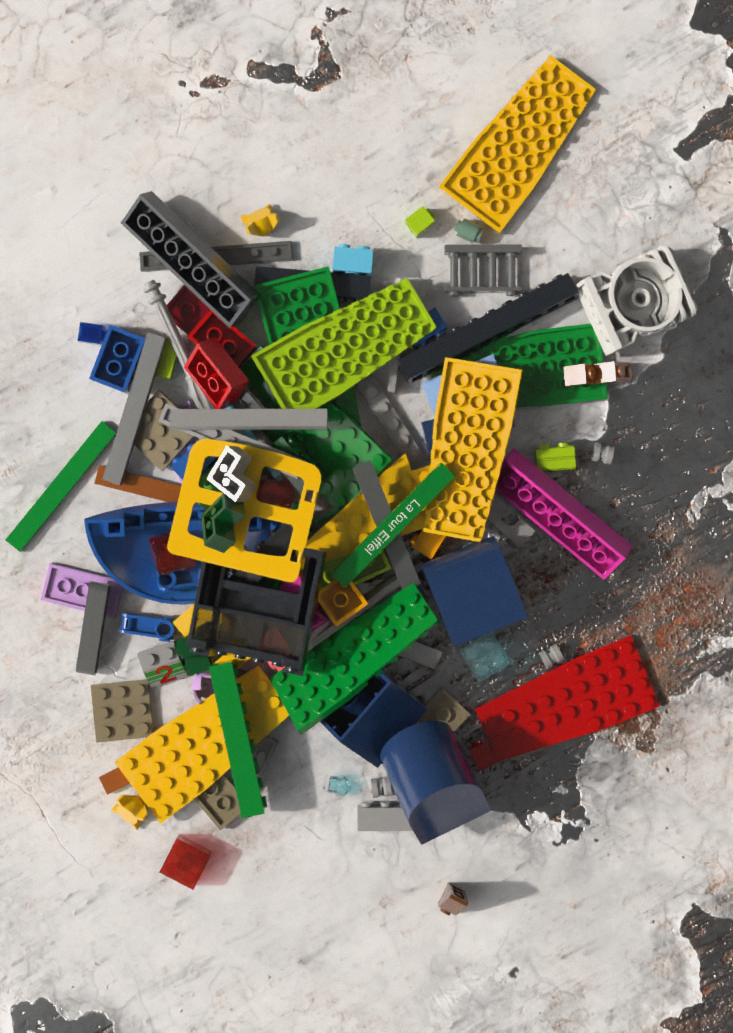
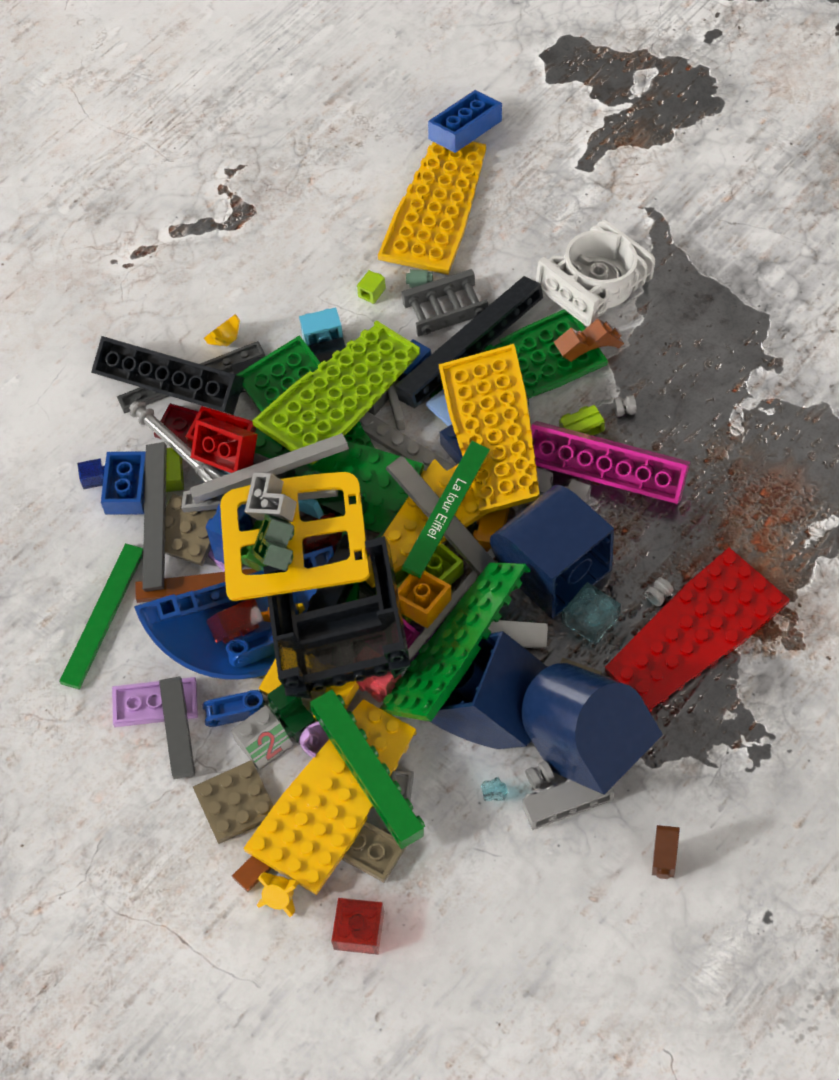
camera: 10 degrees left, 30 degrees down
(585, 55) = (465, 121): none -> blue brick

